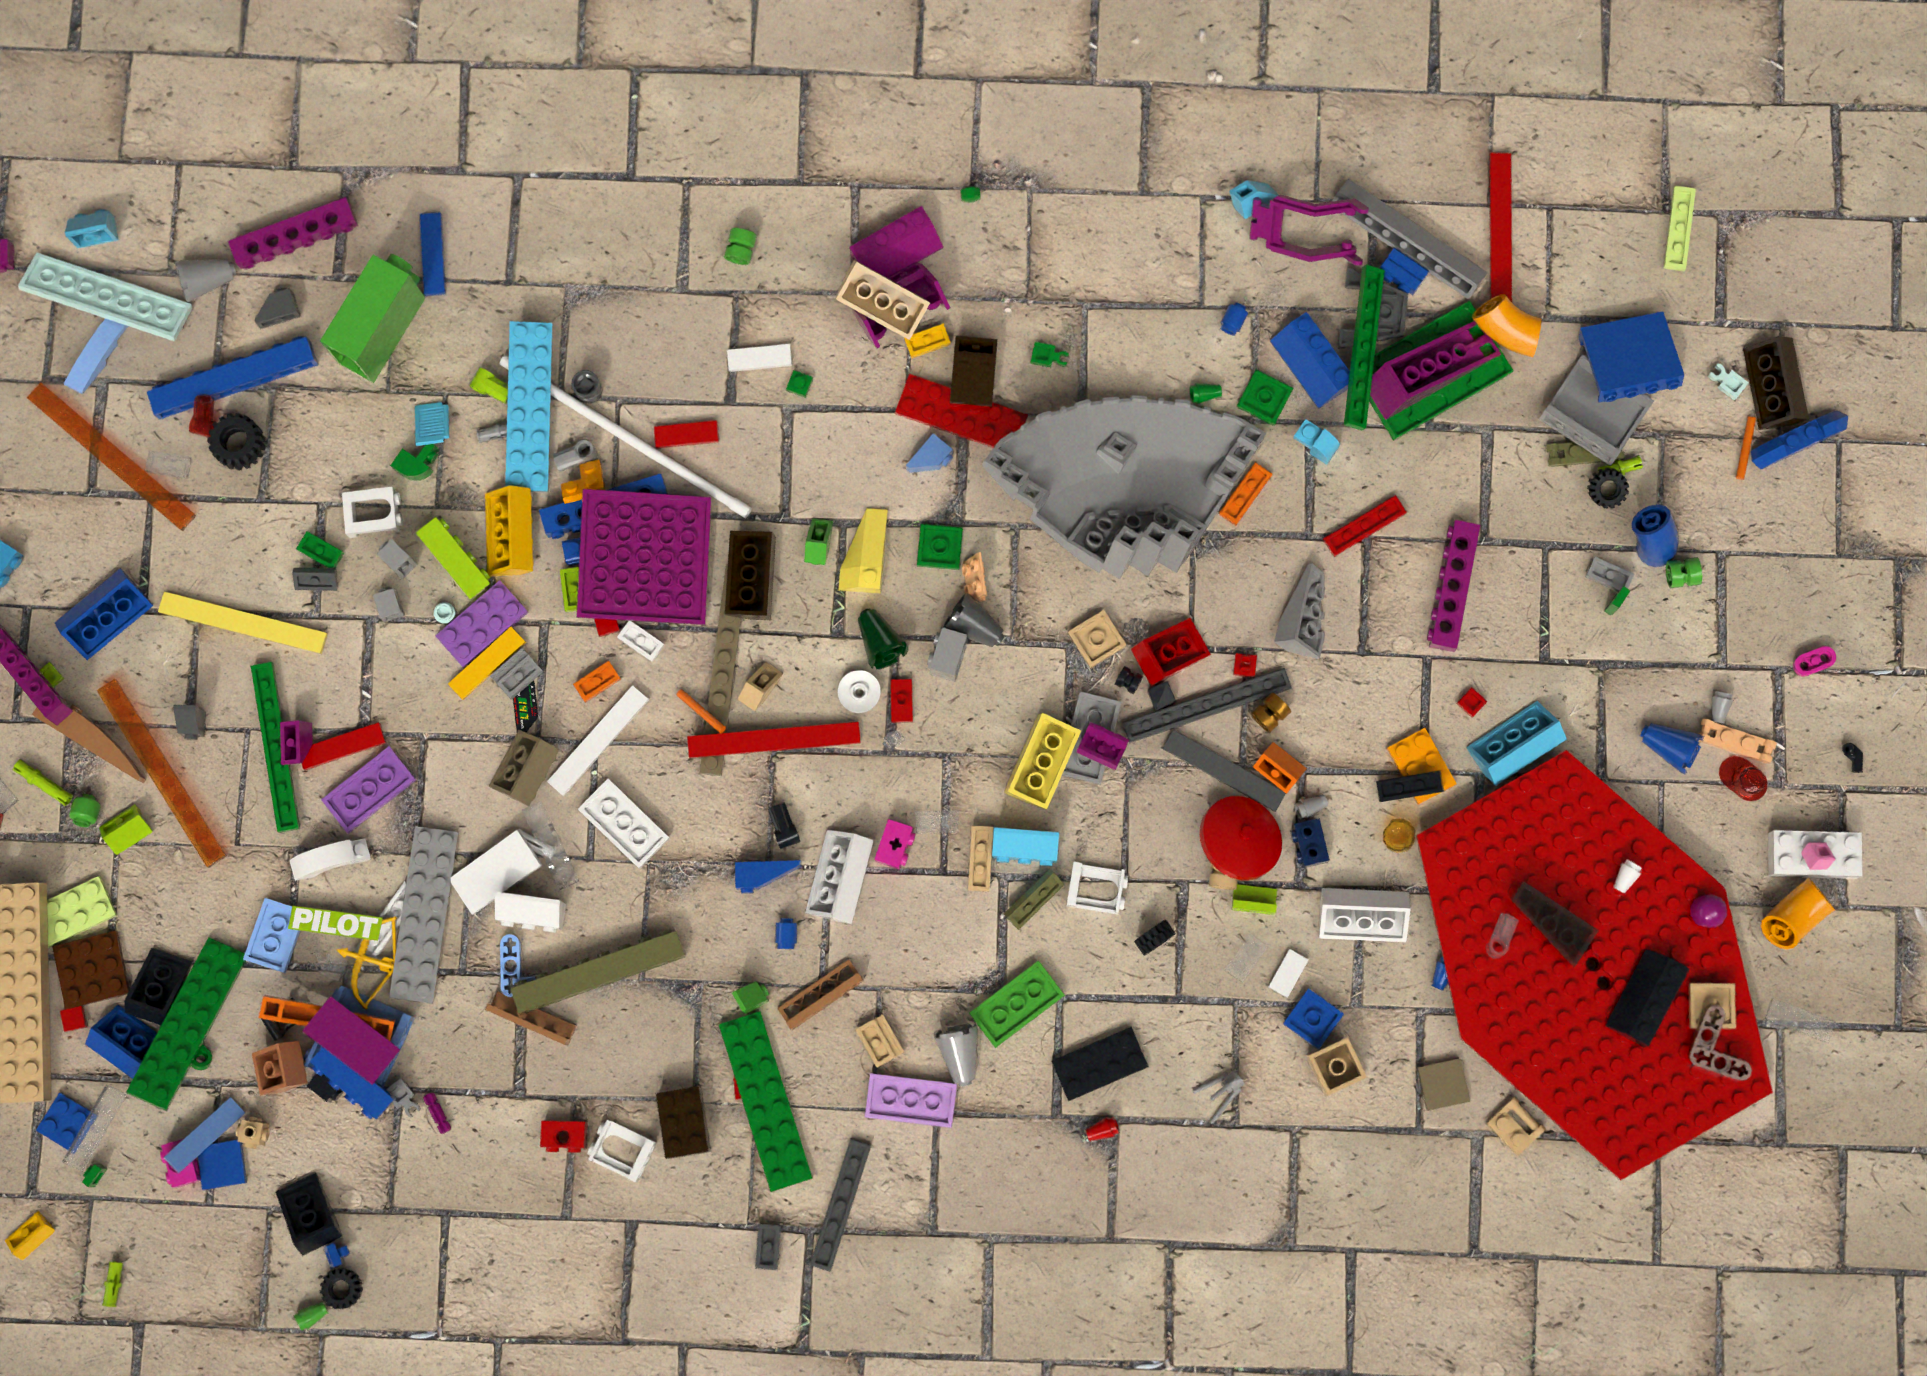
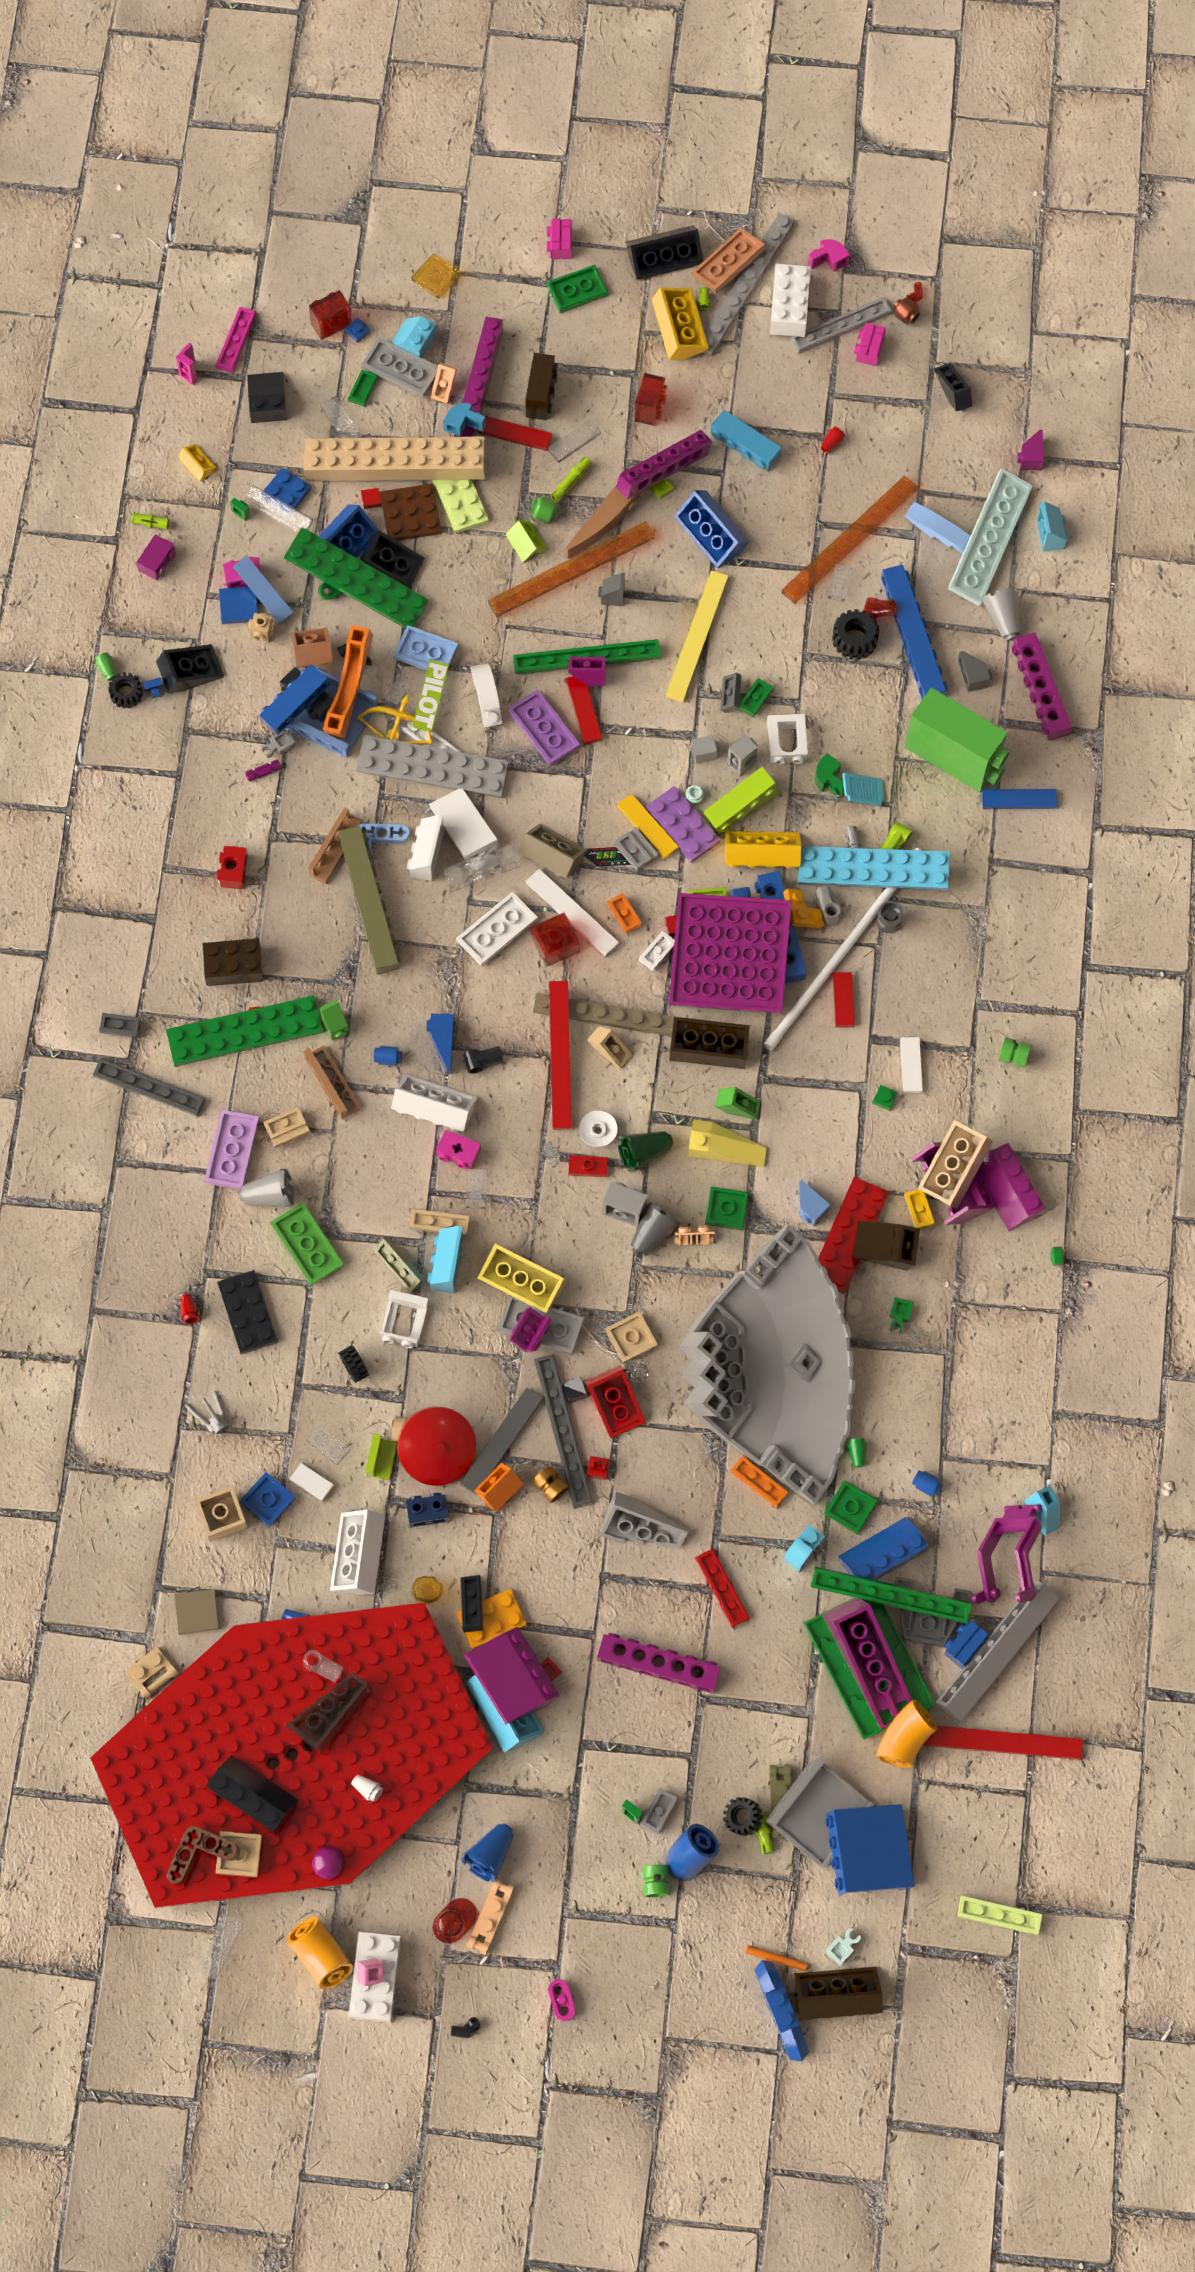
camera: 85 degrees right, 10 degrees down
(162, 1270) = (156, 557): none -> magenta brick
(351, 1040) = (326, 696): magenta tile -> none
(598, 1156) = (215, 893): white panel -> none
(635, 755) = (555, 939): none -> clear red brick
(701, 711) = (591, 995): orange bar -> none
(1128, 680) = (590, 1362): black wheel -> none
(1309, 806) = (461, 1513): light grey cone -> none
(1487, 735) = (512, 1675): none -> magenta slope
(1720, 706) = (526, 1904): light grey cone -> none

